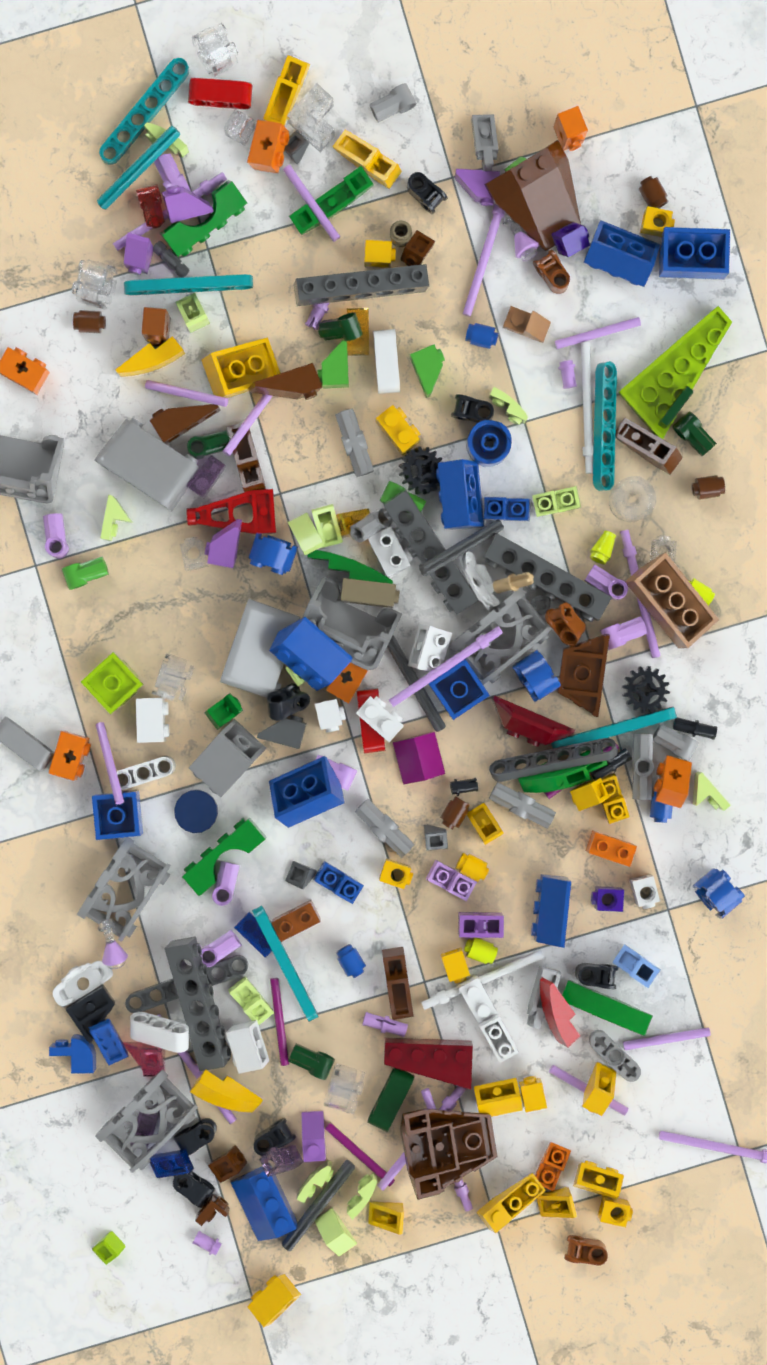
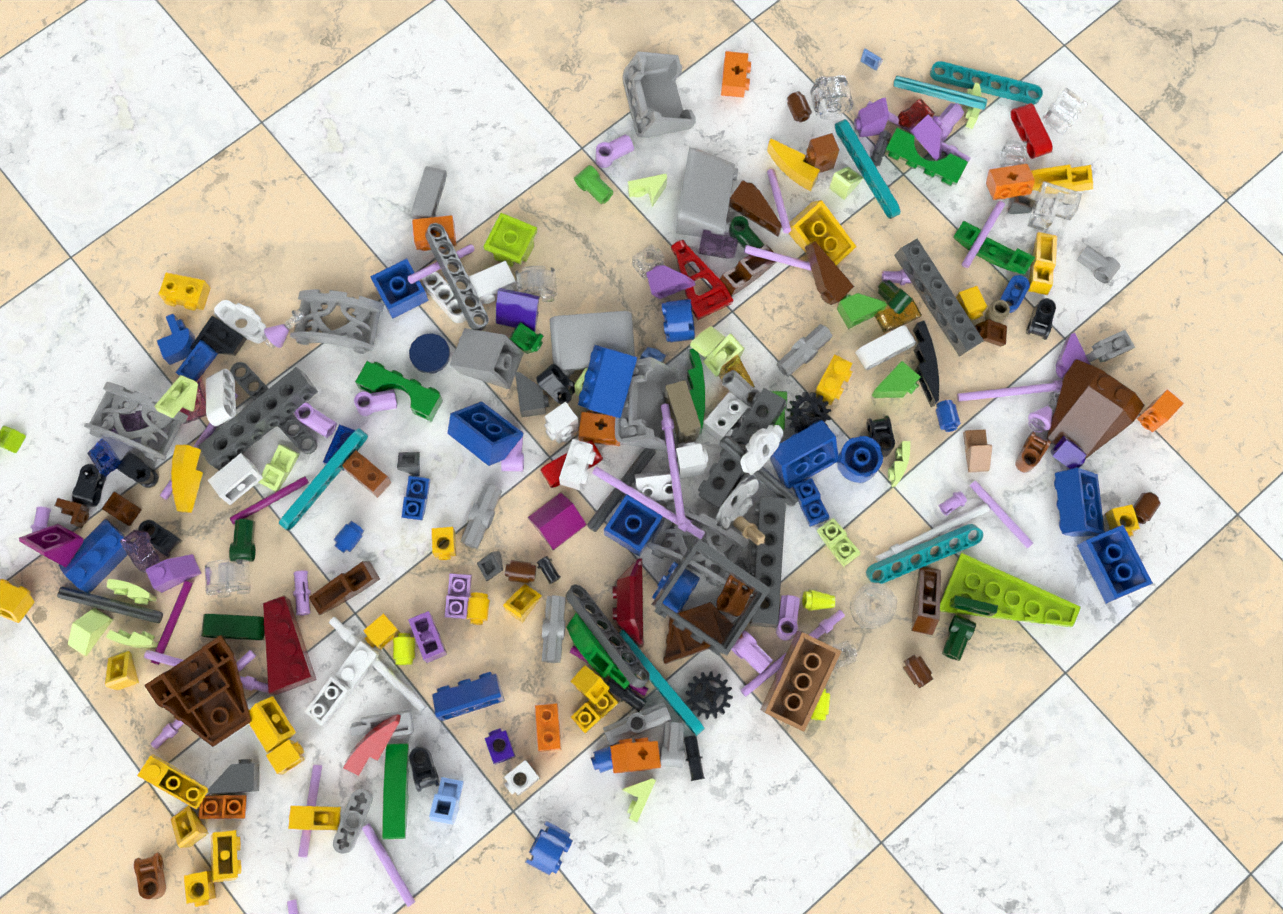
camera: 60 degrees right, 15 degrees down
(26, 1027) = (184, 291): none -> yellow brick
(65, 217) = (871, 59): none -> medium blue slope
(132, 750) = (459, 276): none -> dark grey beam
(143, 1071) = (179, 395): none -> yellowish green slope
(190, 708) = (516, 308): none -> dark purple slope
(239, 1238) = (54, 543): none -> magenta slope
(297, 596) = (654, 353): none -> medium blue plate
(378, 614) = (668, 426): none -> lavender bar
(387, 205) = (1014, 295): none -> blue plate
(420, 606) = (691, 460): none -> white brick
(430, 332) = (928, 364): none -> black slope
(434, 529) = (754, 458): none -> white piece
(534, 1143) = (237, 778): none -> dark grey slope
(598, 630) = (760, 589): none -> dark grey window

